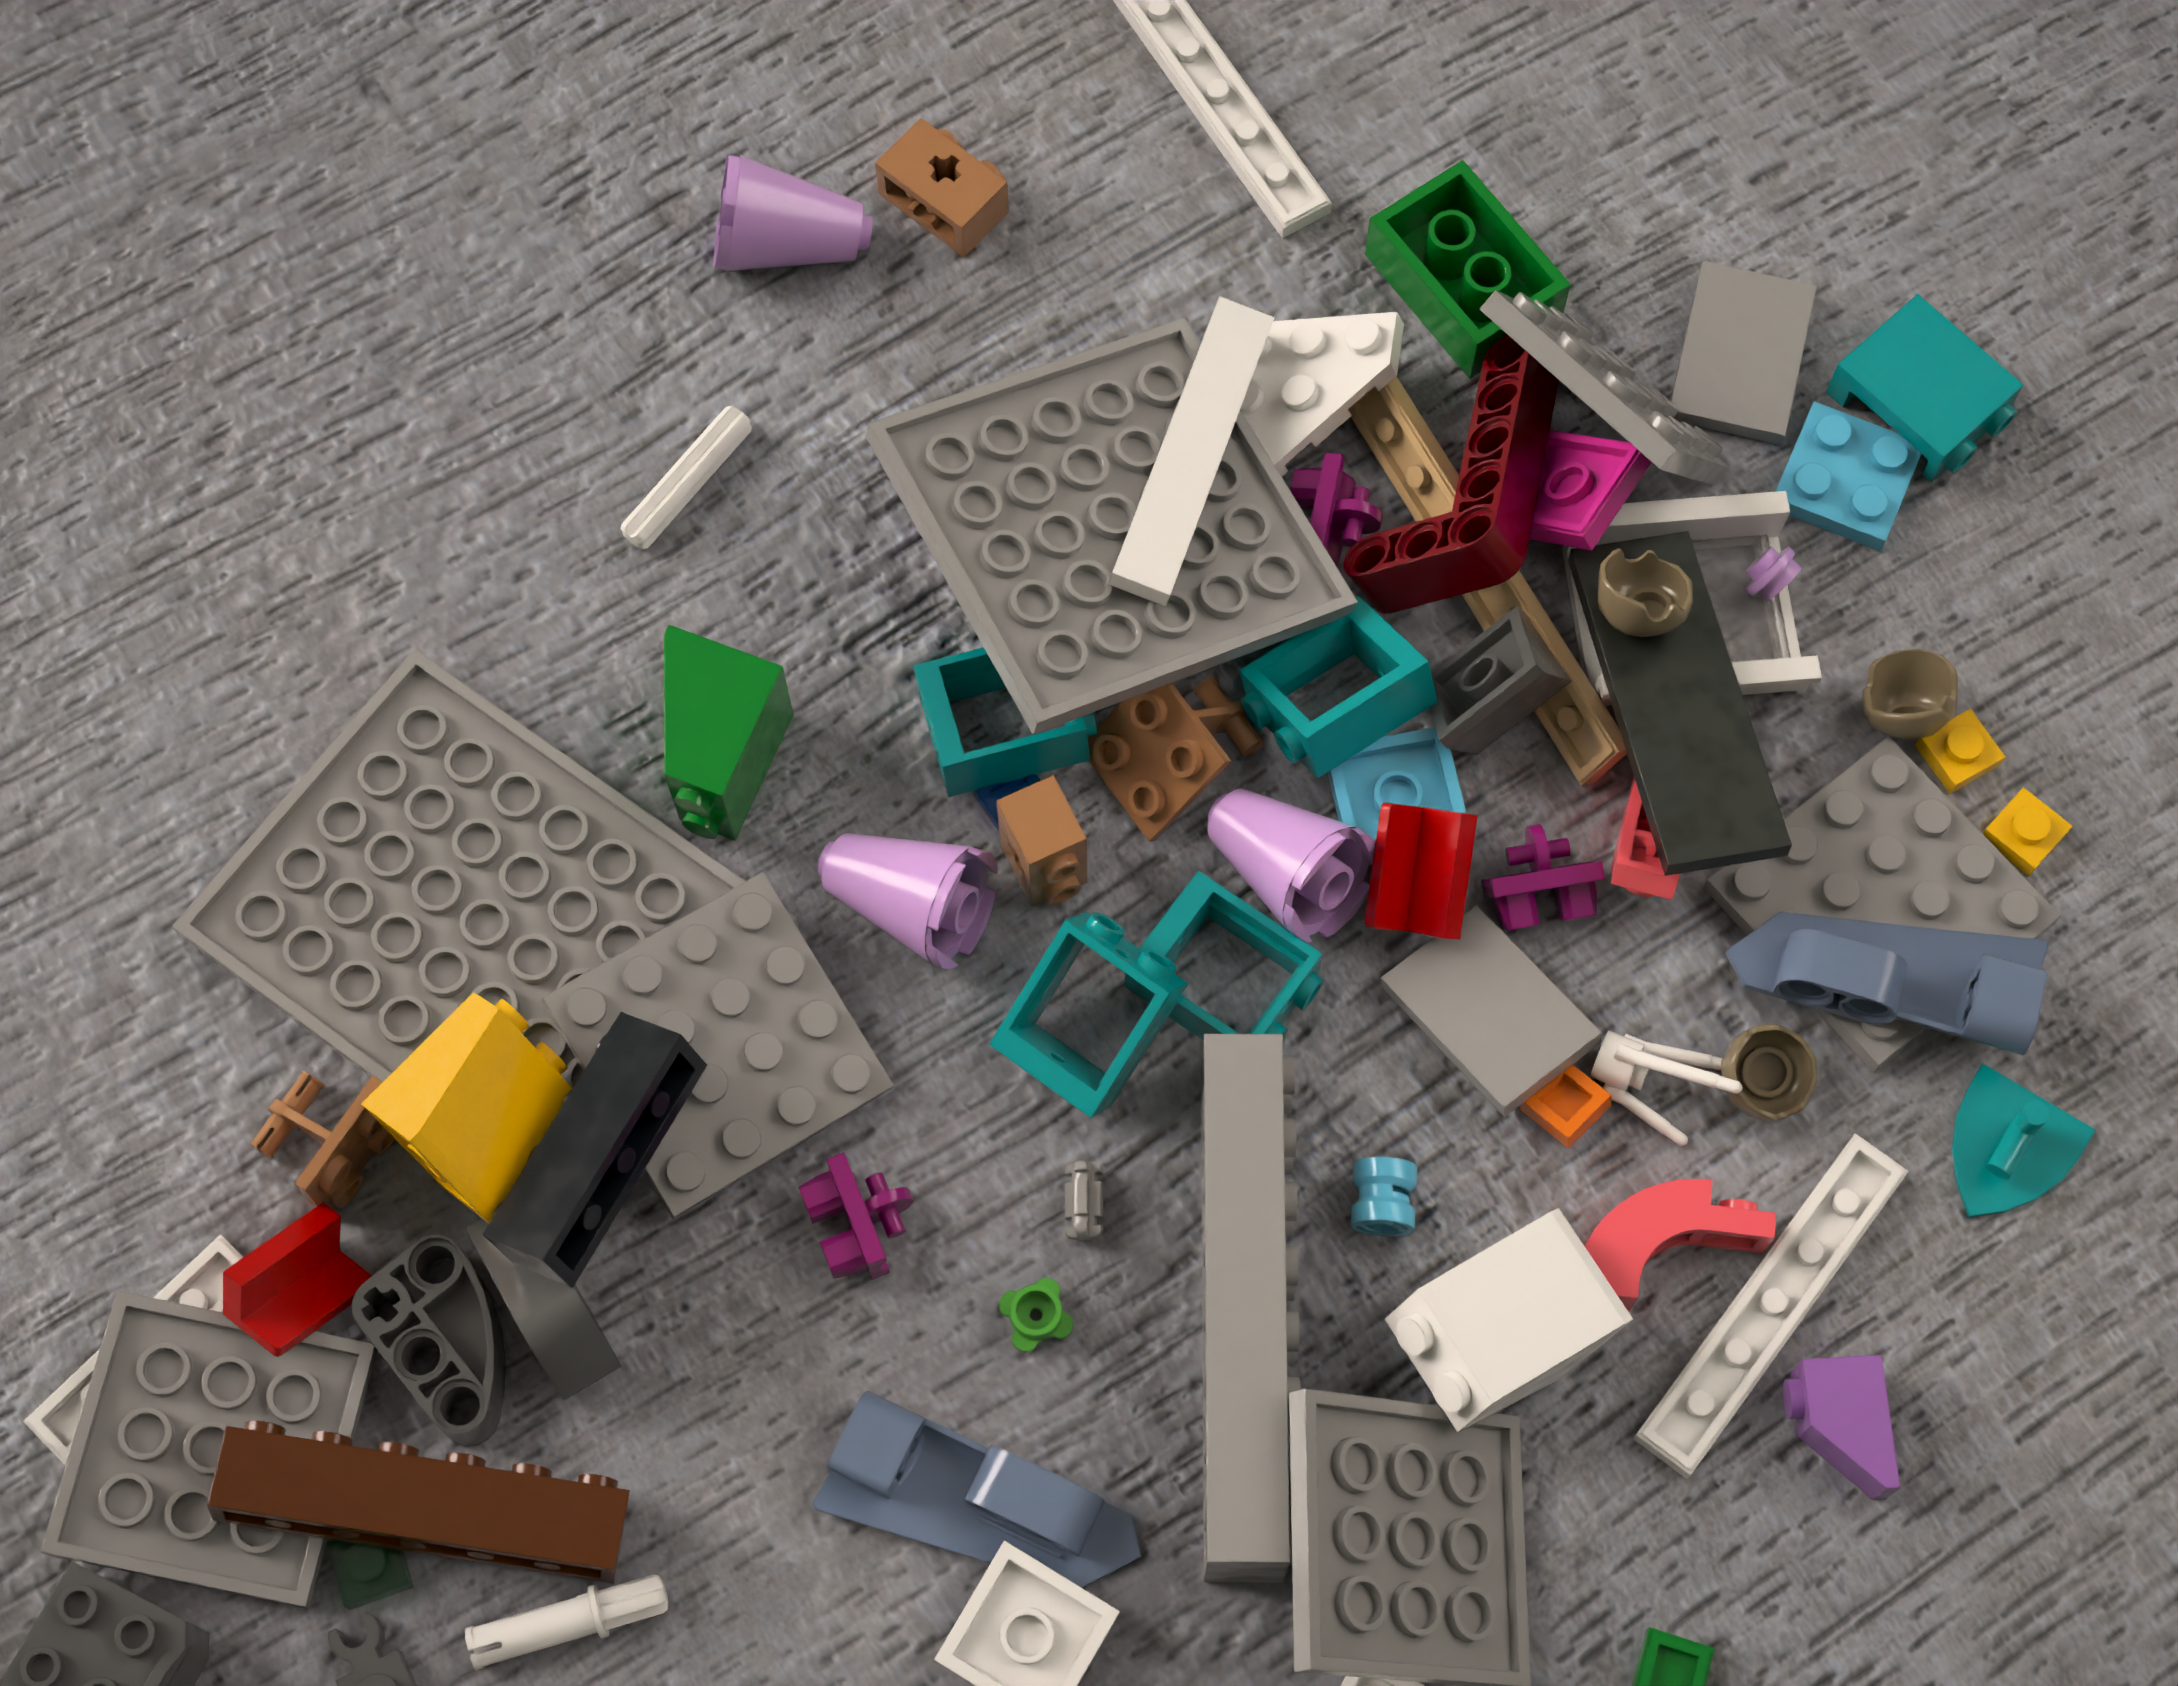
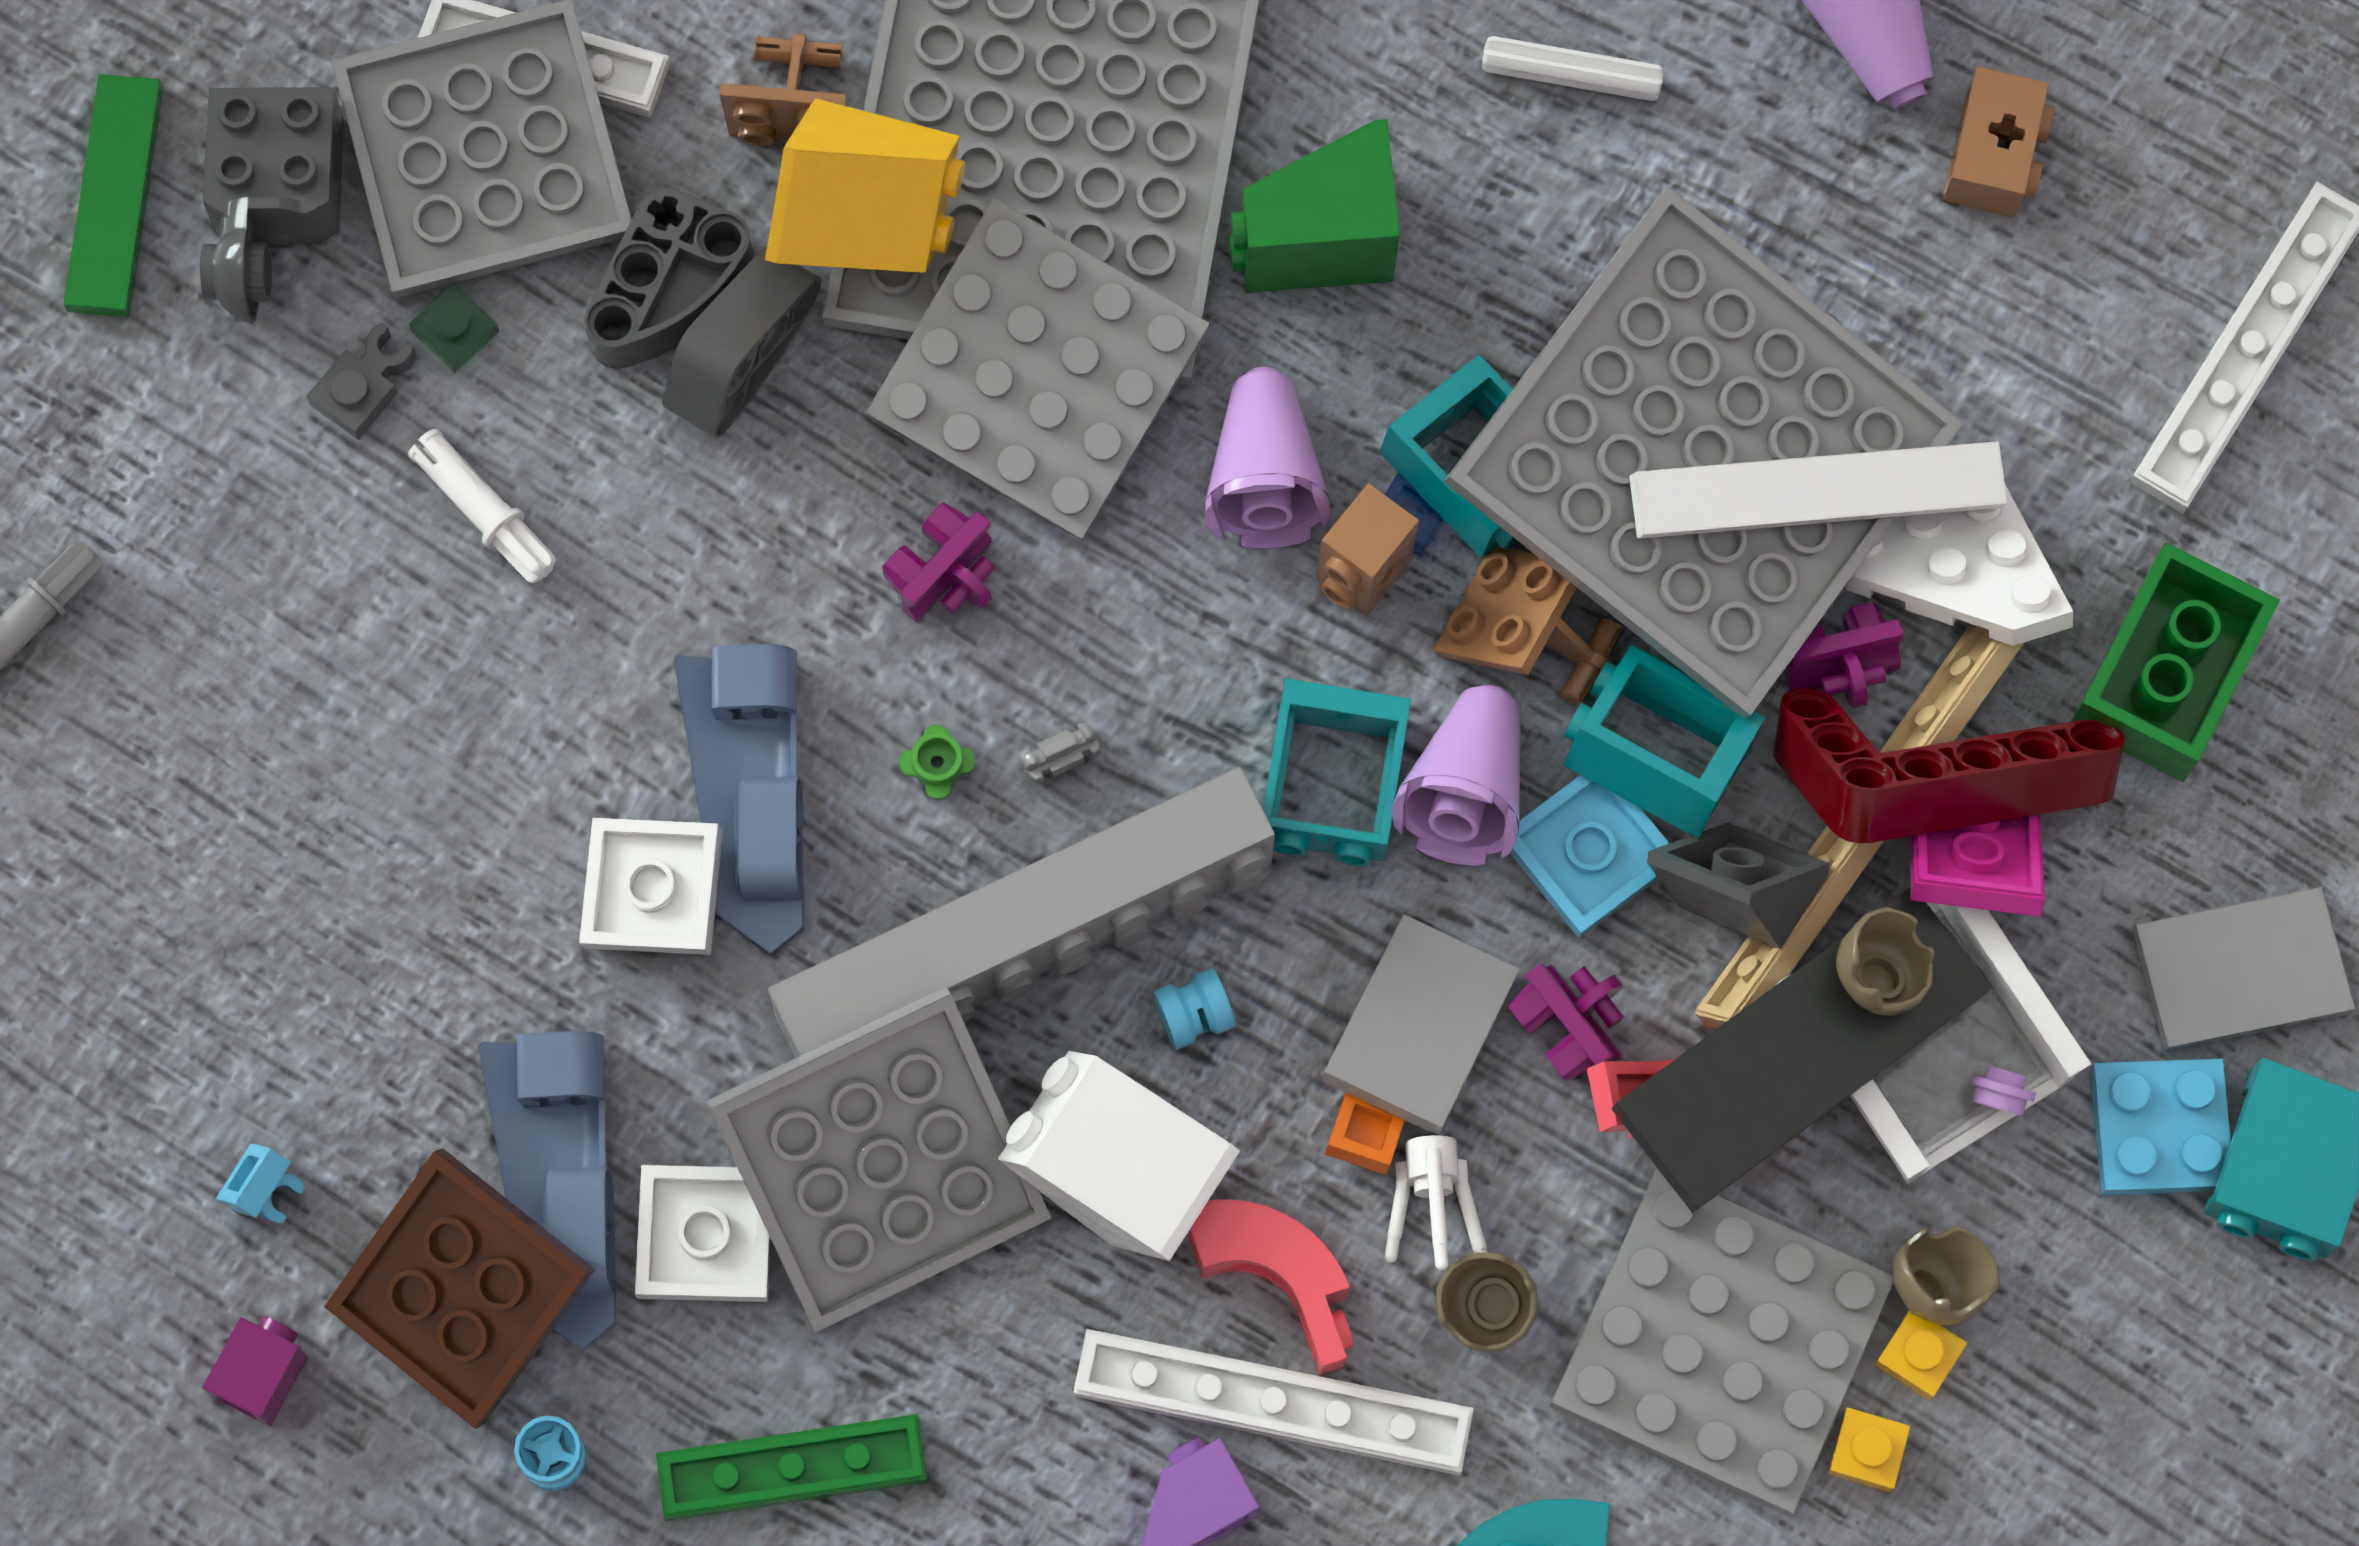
camera: 60 degrees right, 5 degrees up
(292, 1282) = (650, 134): red panel -> none
(419, 1502) = (516, 336): reddish brown brick -> none
(595, 1149) = (872, 308): black brick -> none
(1054, 1061) = (1178, 635): teal window -> none
(1420, 870) = (1515, 893): red panel -> none
(1606, 387) = (2089, 841): light grey plate -> none
(1882, 972) = (1649, 1392): sand blue panel -> none

